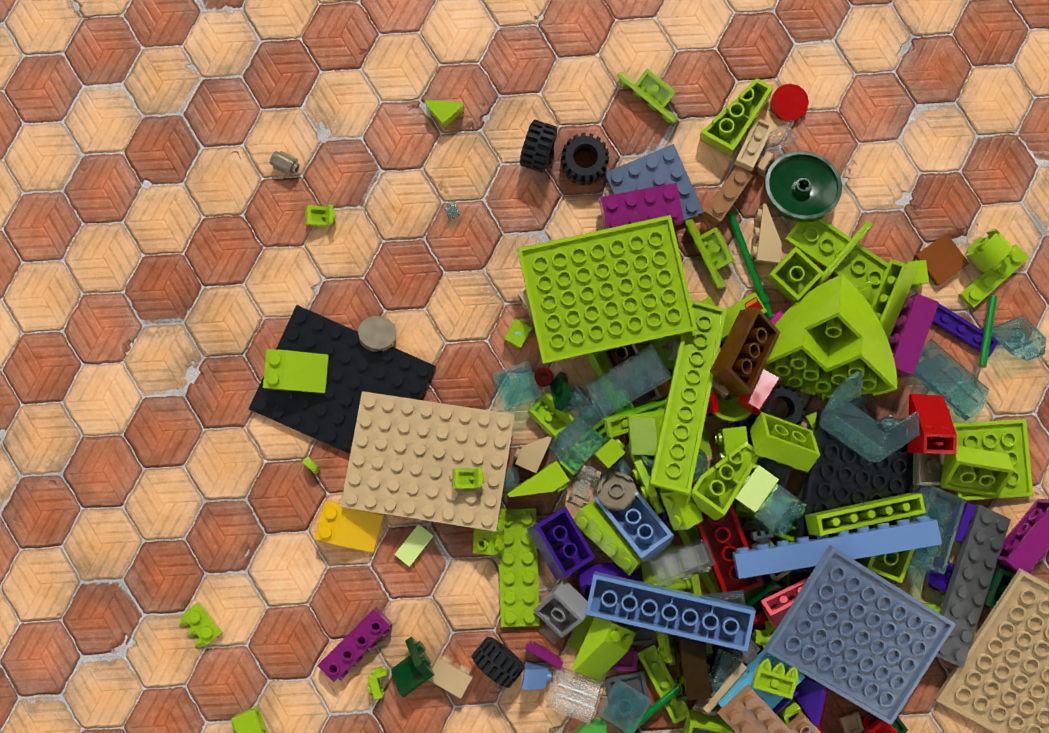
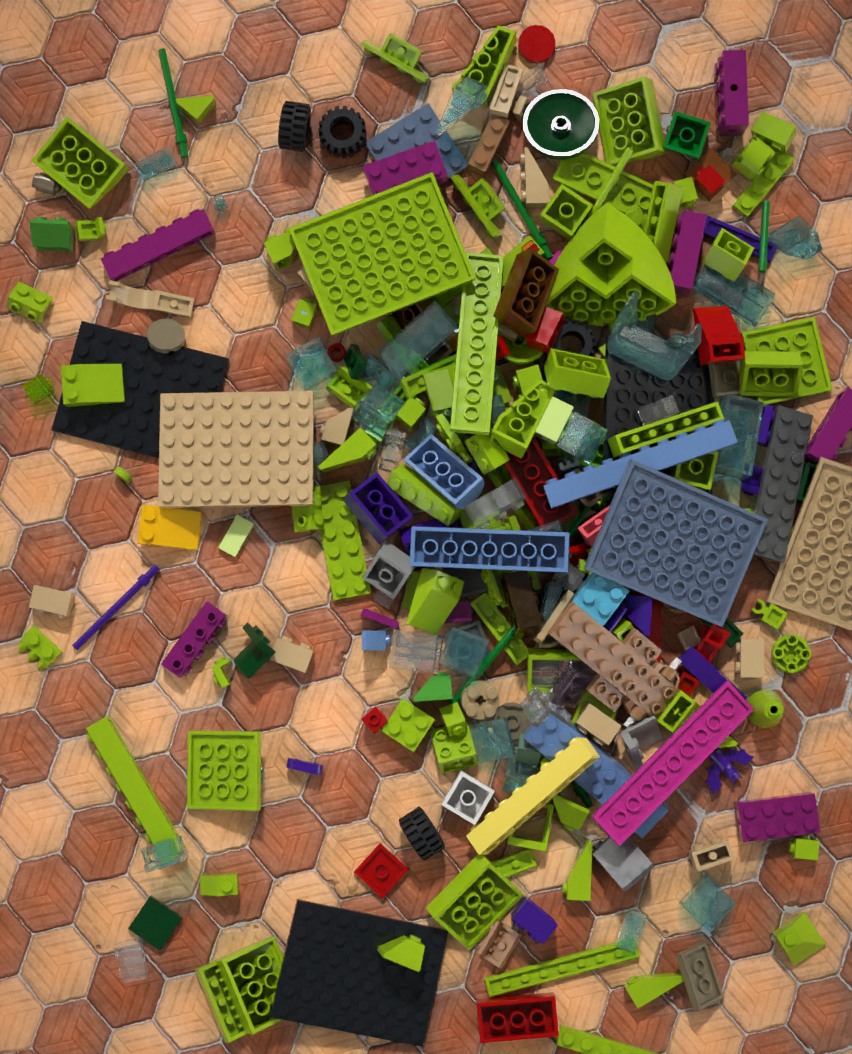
camera: 10 degrees left, 0 degrees up
(219, 581) = (51, 600): none -> tan brick
(242, 365) = (39, 388): none -> clear neon green brick
(247, 277) = (28, 302): none -> lime bracket
(281, 215) = (52, 234): none -> bright green slope
(314, 575) = (143, 580): none -> dark purple bar
(320, 148) = (80, 163): none -> lime slope
(367, 294) = (150, 300): none -> tan piece
(383, 242) = (157, 246): none -> magenta brick
(395, 161) = (156, 164): none -> clear light blue plate
(424, 139) = (180, 137): none -> green bar
(467, 478) = (276, 456): lime bracket -> none
(498, 662) = (335, 631): black tyre -> none
(505, 266) = (281, 249): none -> lime slope
(616, 491) = (424, 448): dark tan tile -> none
(716, 144) = (465, 98): none -> clear light blue slope
(775, 680) = (599, 596): lime plate -> none
(859, 492) = (658, 410): none -> clear slope
(871, 193) = (631, 120): none -> lime slope
(927, 216) = (686, 135): none -> green slope
(937, 714) = (771, 615): none -> lime plate
(942, 266) = (708, 180): none -> red brick
(951, 344) = (728, 255): none -> lime brick
(979, 182) = (732, 93): none -> magenta brick
(1014, 227) = (774, 132): none -> lime brick

